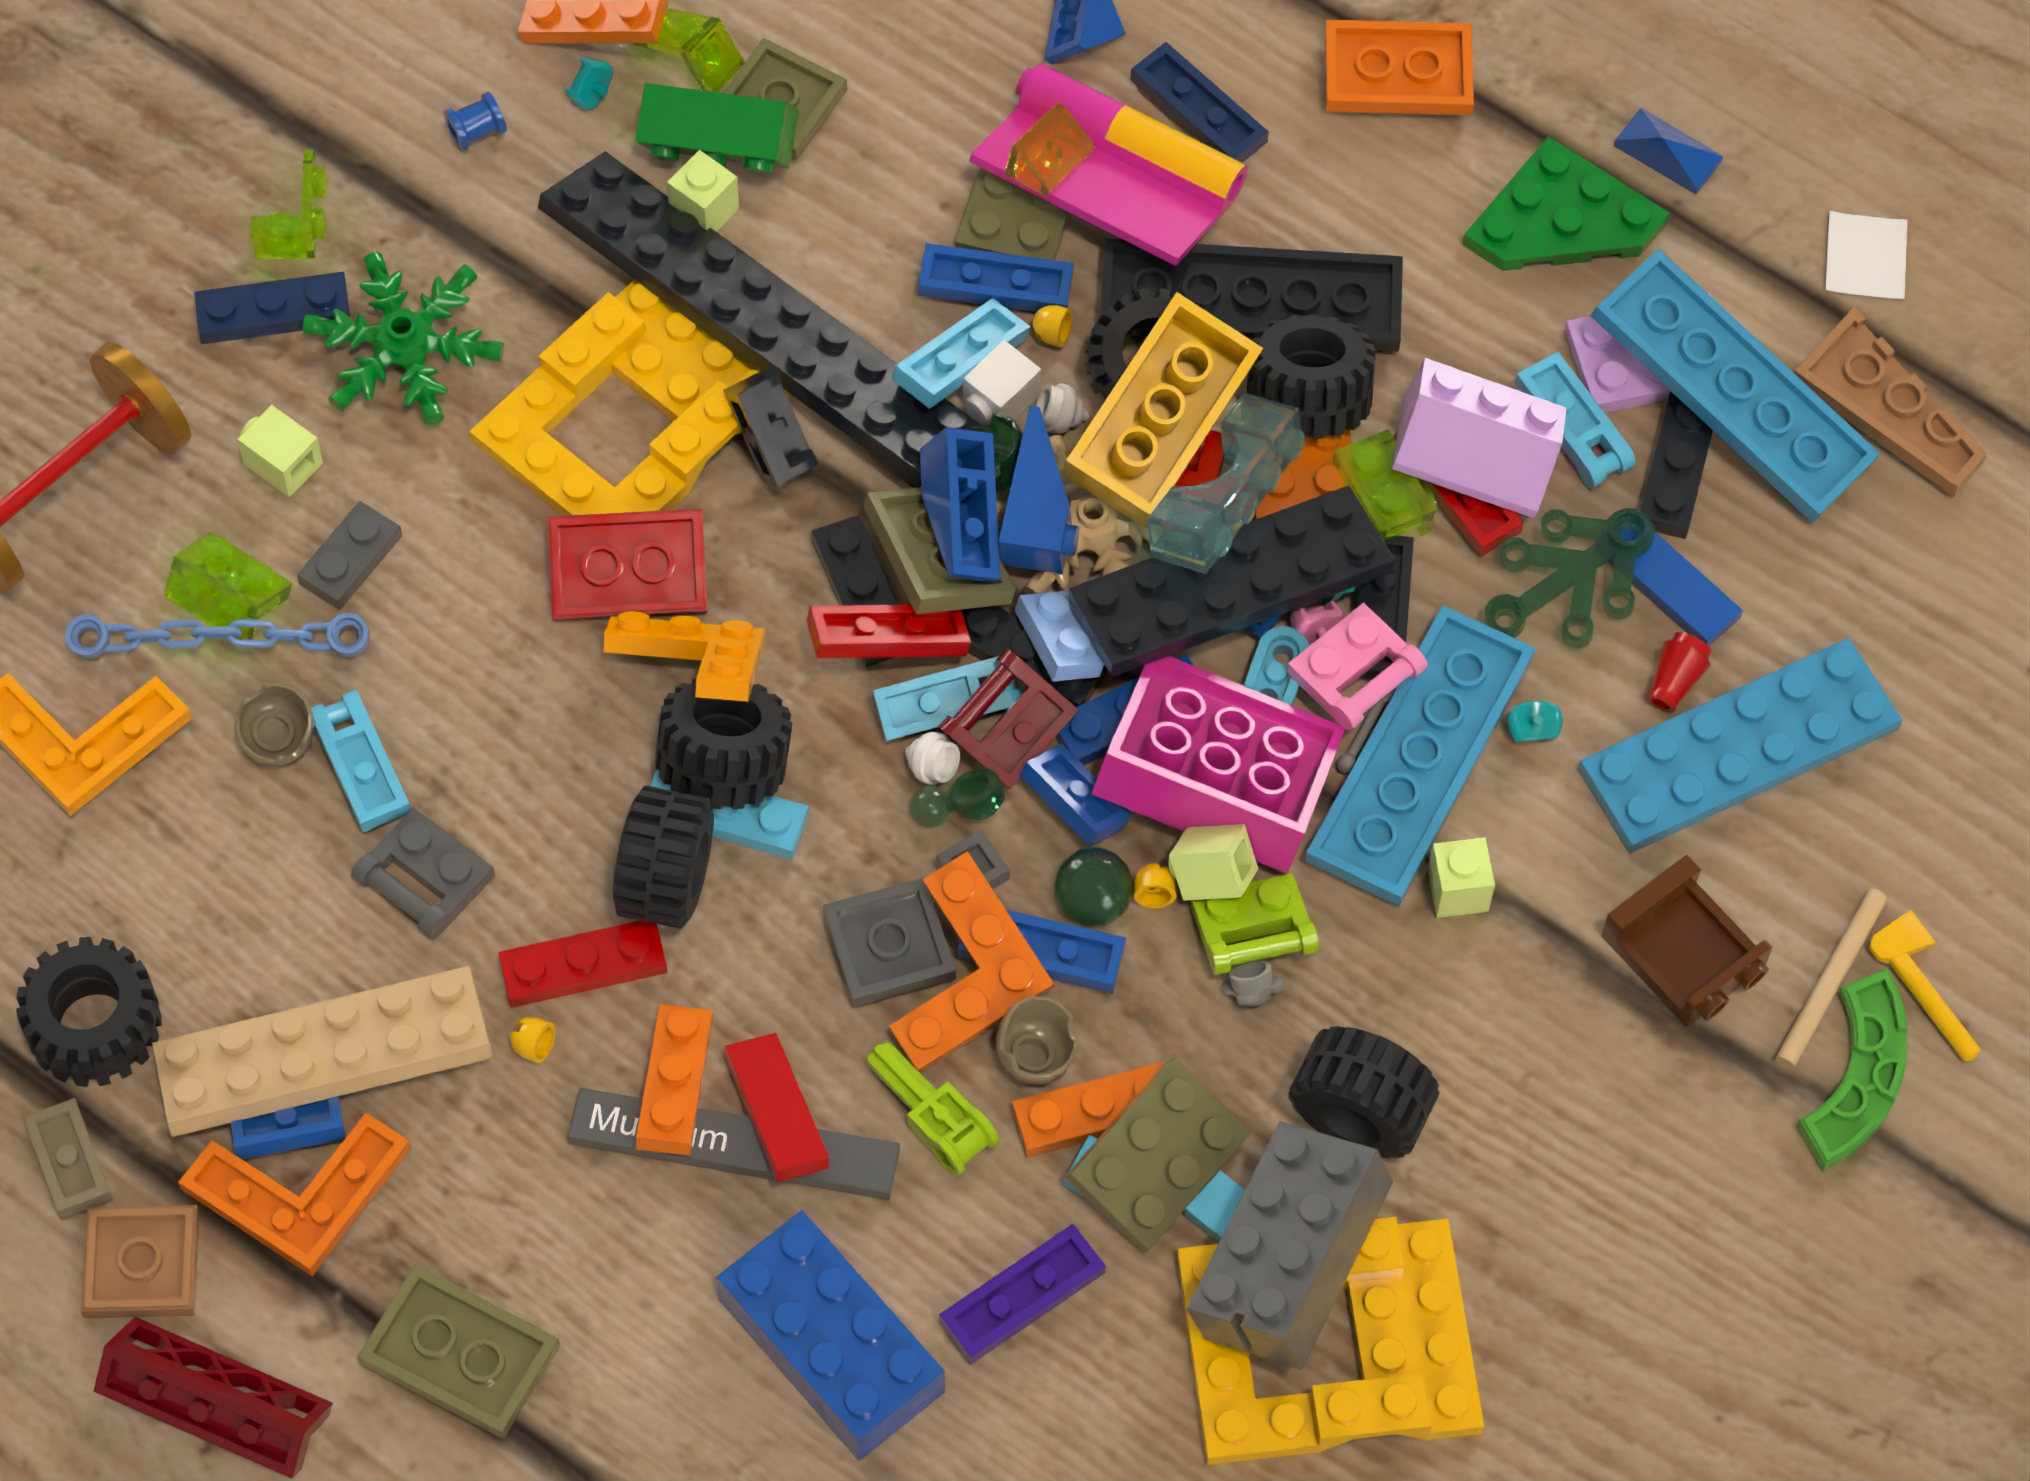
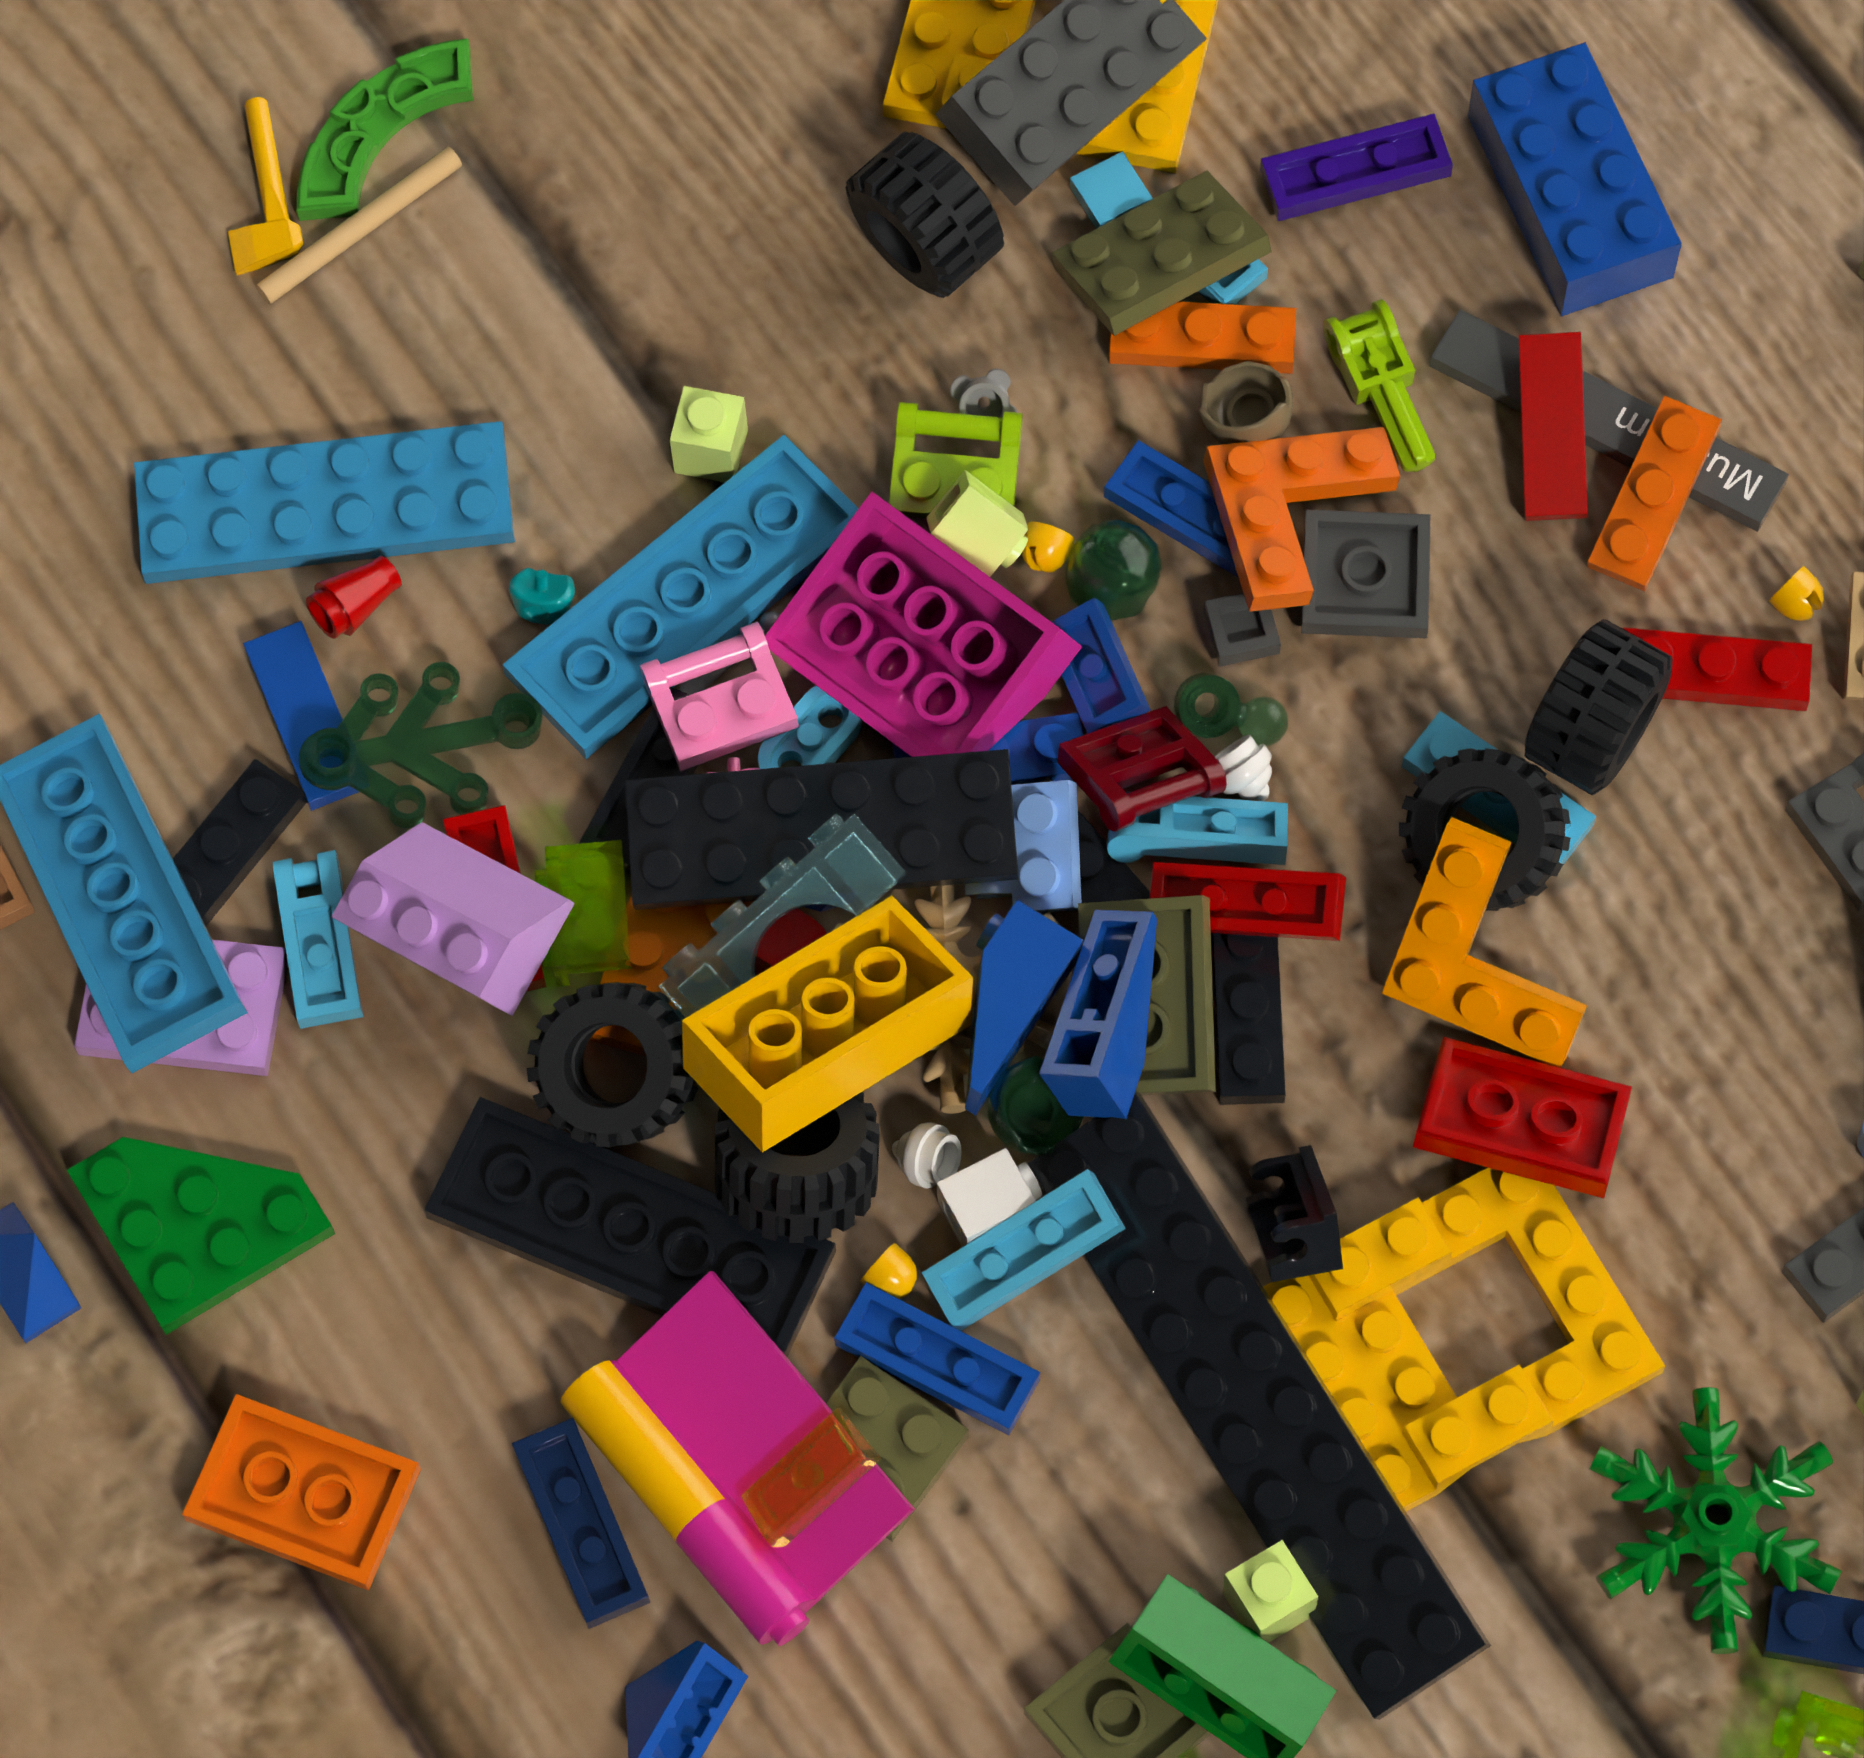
camera: 155 degrees left, 5 degrees up
(1685, 944) = (496, 296): reddish brown panel -> none

